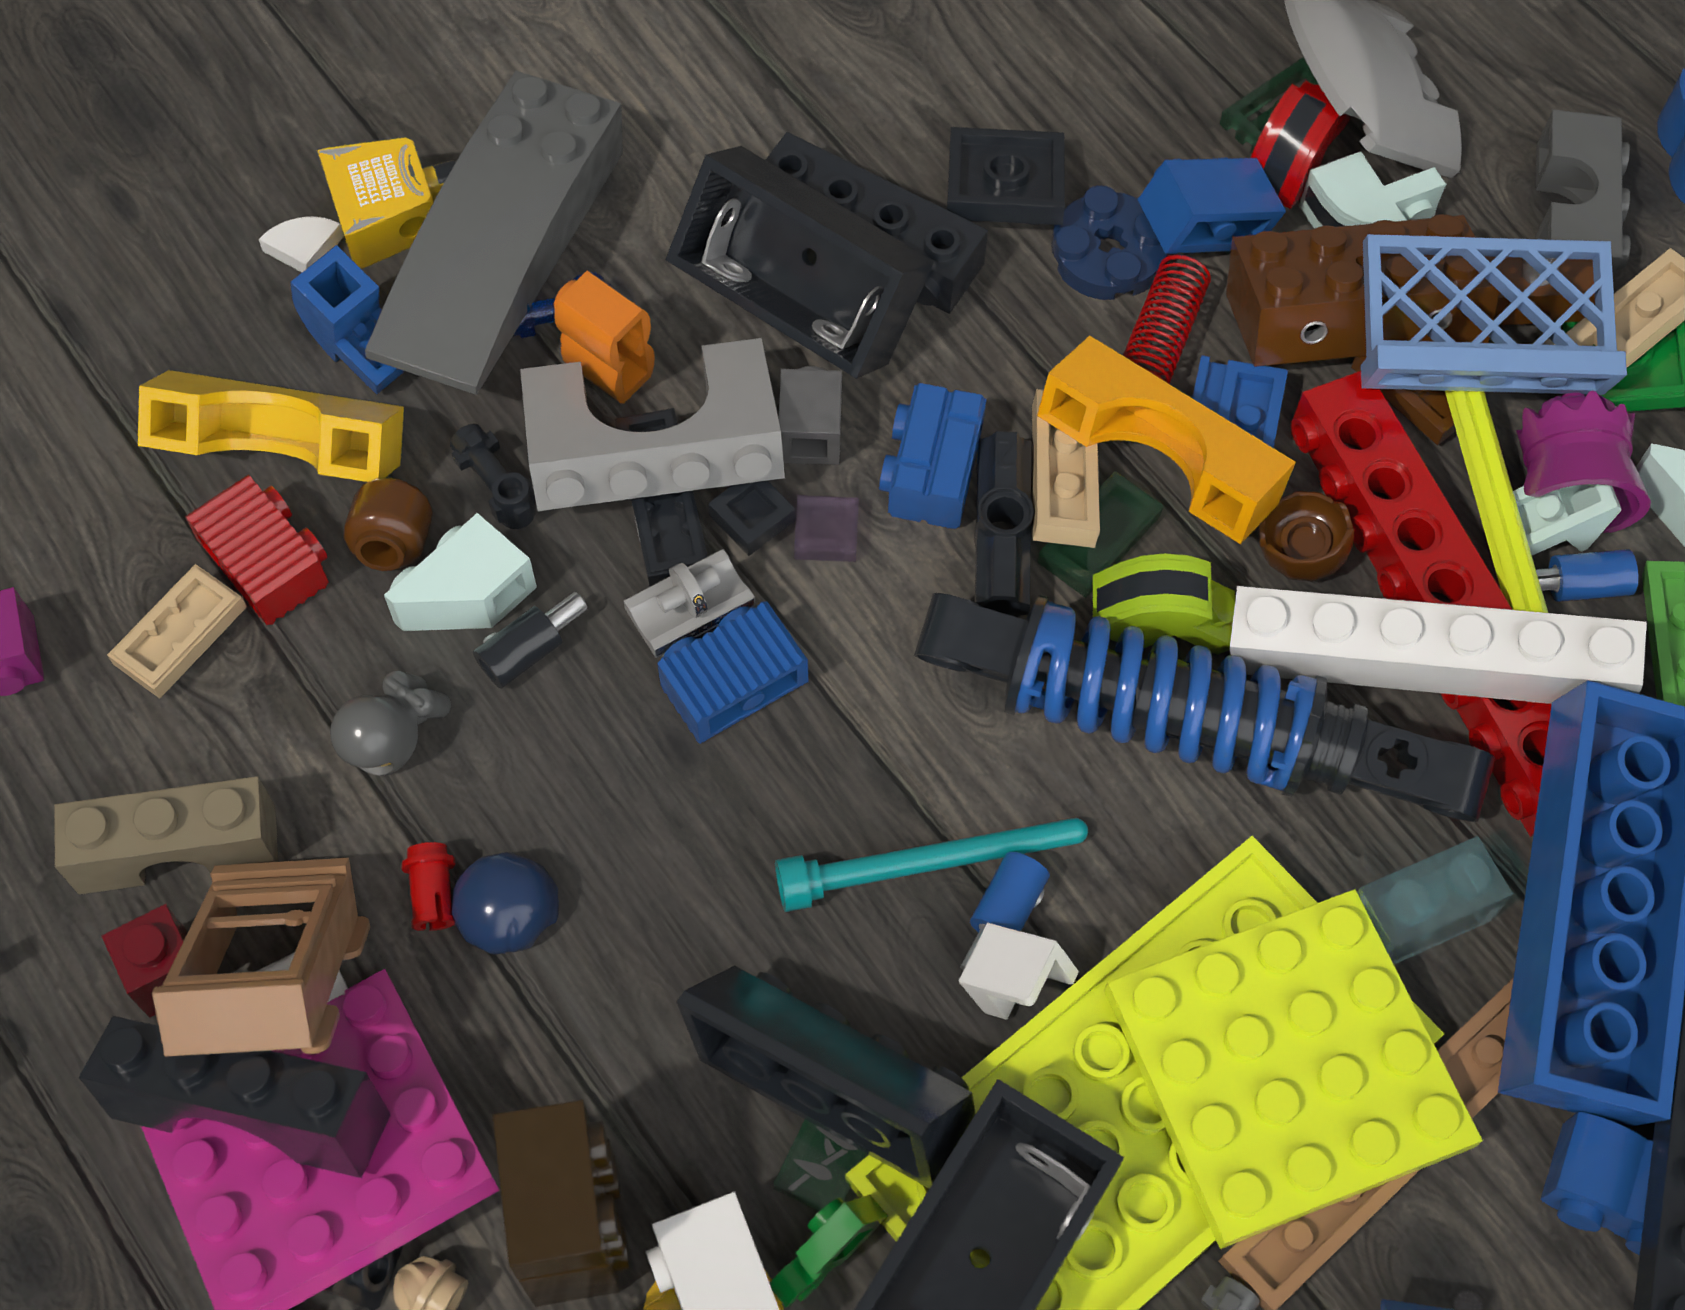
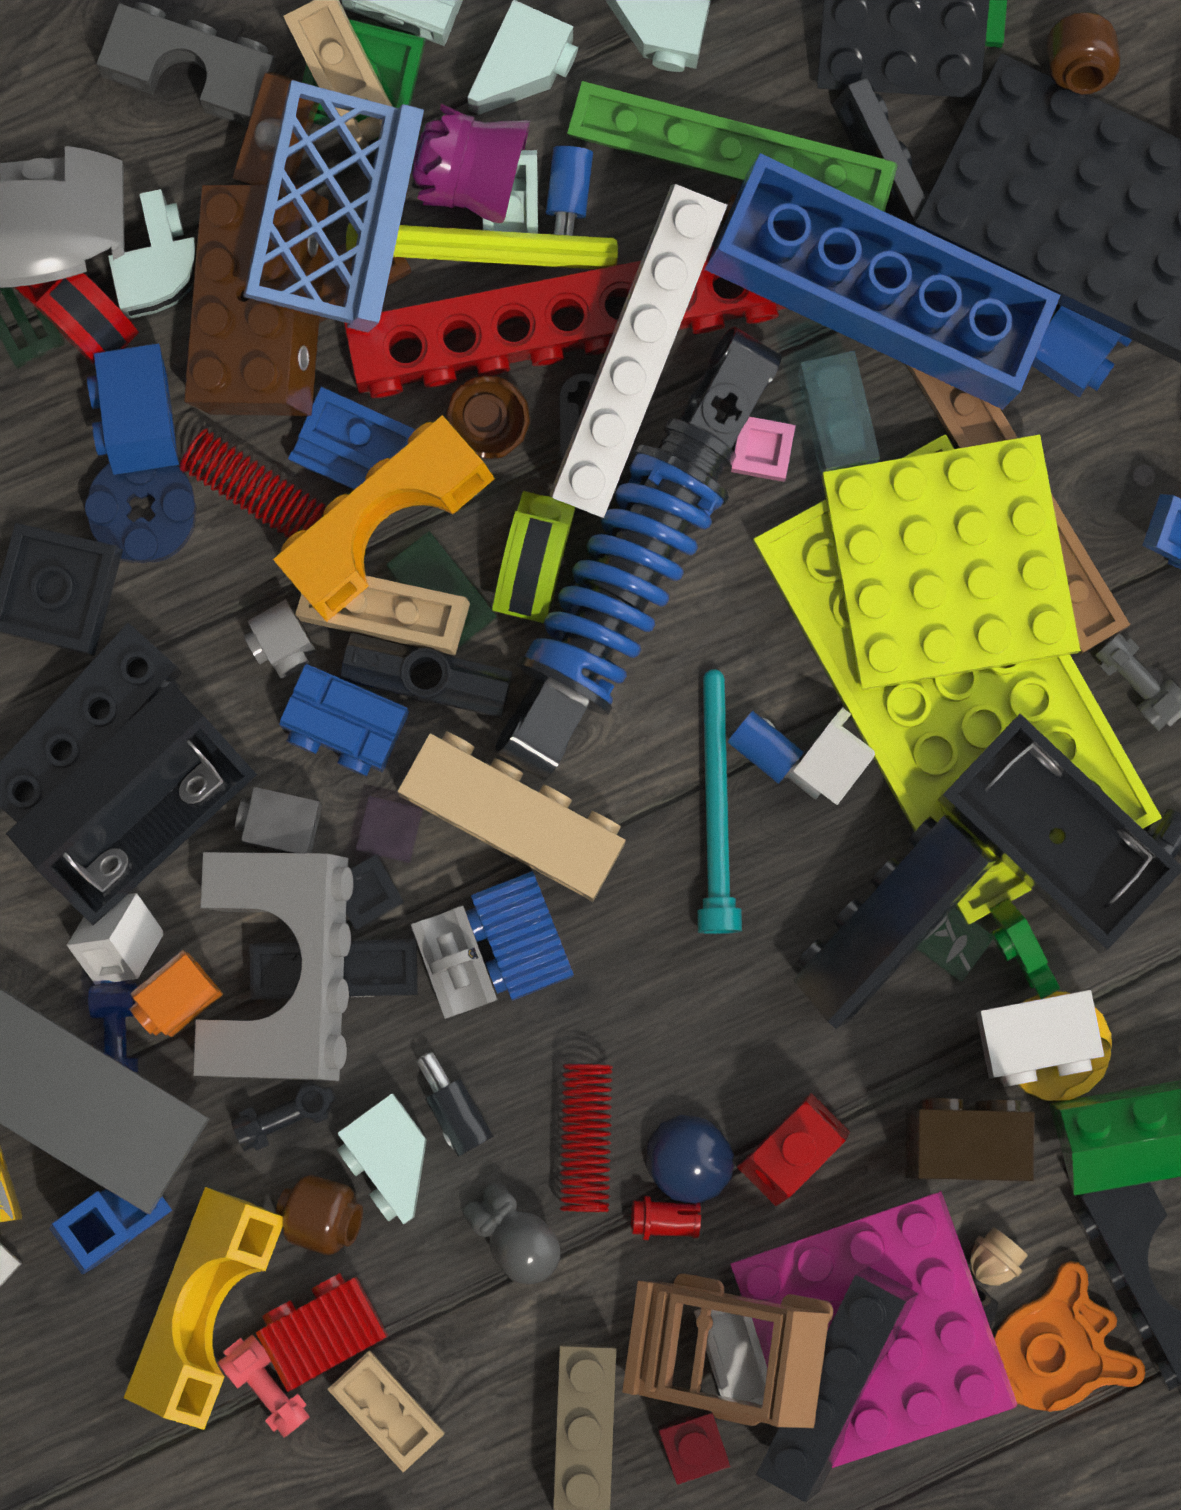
camera: 80 degrees left, 20 degrees up
(165, 532) = (245, 1363): none -> coral bar
(528, 1010) = (794, 1150): none -> red torso
(595, 786) = (585, 1069): none -> red piece
(659, 289) = (118, 943): none -> white panel
(864, 636) = (512, 816): none -> tan brick
(1008, 383) = (280, 639): none -> light grey plate
(1360, 831) = (764, 449): none -> bright pink plate

